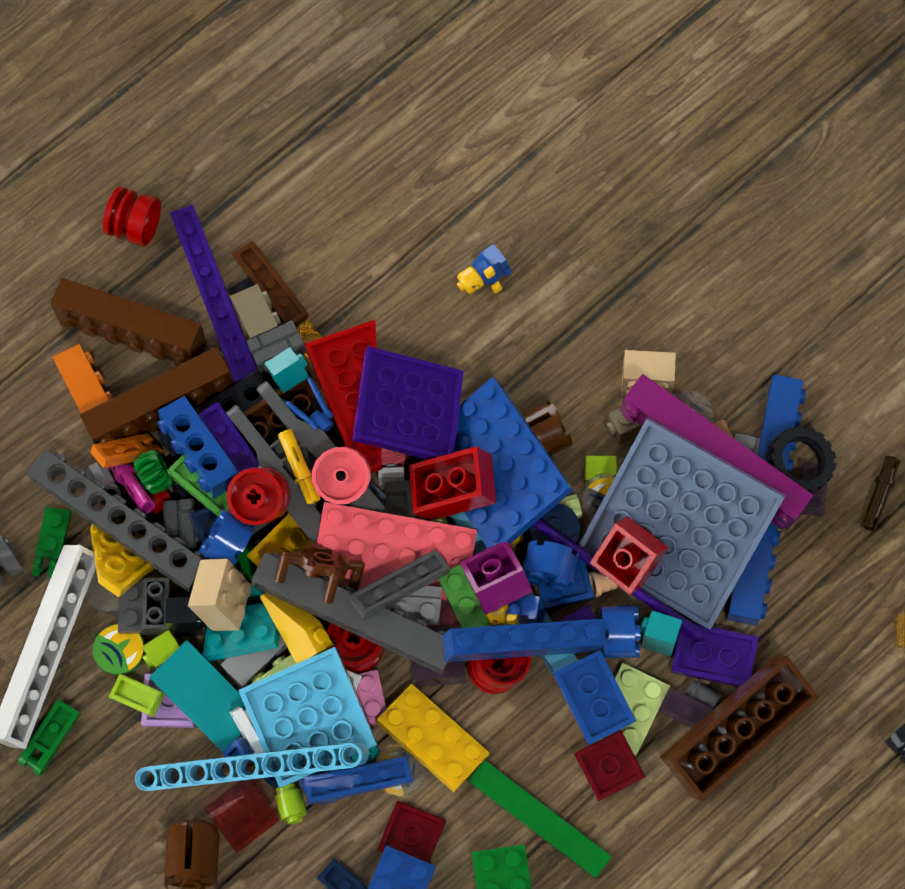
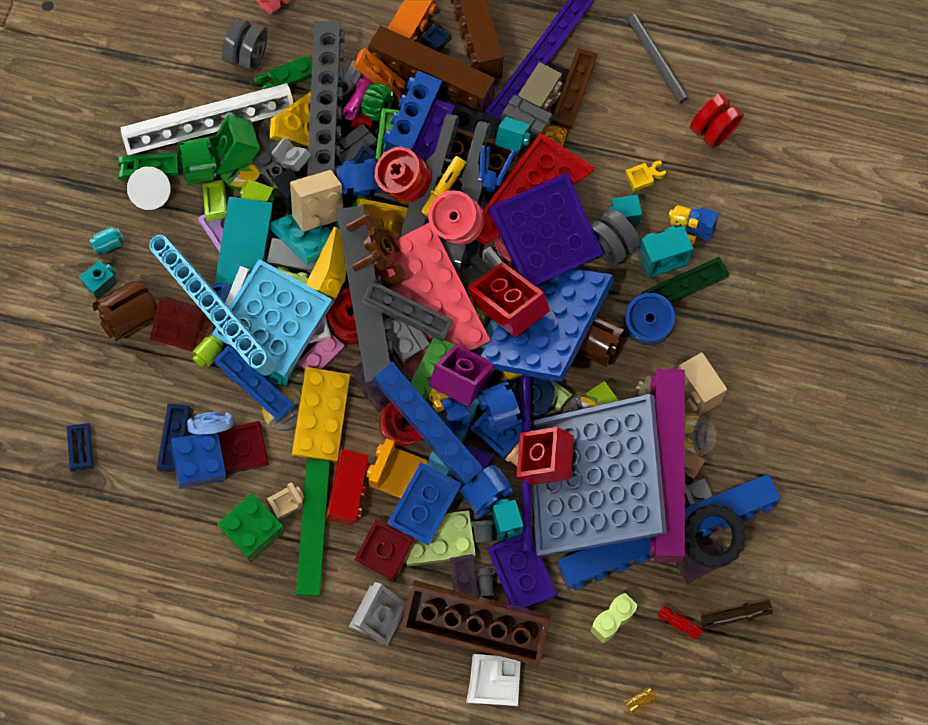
camera: 50 degrees right, 0 degrees up
(75, 751) = (149, 188): none -> white tile
(83, 684) = (197, 161): none -> green brick
(94, 638) = (234, 144): none -> green slope
(100, 829) = (106, 240): none -> teal brick
(120, 375) = (436, 38): none -> dark blue tile
(136, 863) = (99, 279): none -> teal brick
(154, 589) = (290, 155): none -> light grey bracket
(295, 192) = (657, 58): none -> dark grey piece
(370, 848) = (210, 423): none -> light blue tile
(402, 183) = (716, 121): none -> red wheel
(404, 285) = (642, 176): none -> yellow plate
(428, 324) = (628, 207): none -> teal brick
(452, 348) = (615, 237): none -> dark grey wheel
(497, 316) = (665, 251): none -> teal brick
(497, 826) = (286, 501): none -> tan bracket
(525, 759) = (347, 487): none -> red brick
(537, 322) = (691, 281): none -> dark green tile
(538, 704) = (392, 469): none -> light orange bracket
(564, 365) = (652, 306): none -> blue wheel
(652, 663) = (483, 531): none -> dark grey piece
(667, 813) = (378, 614): none -> light grey bracket
(802, 749) = (494, 680): none -> white plate
(812, 596) = (608, 622): none -> yellowish green brick
(854, 547) = (680, 622): none -> red axle

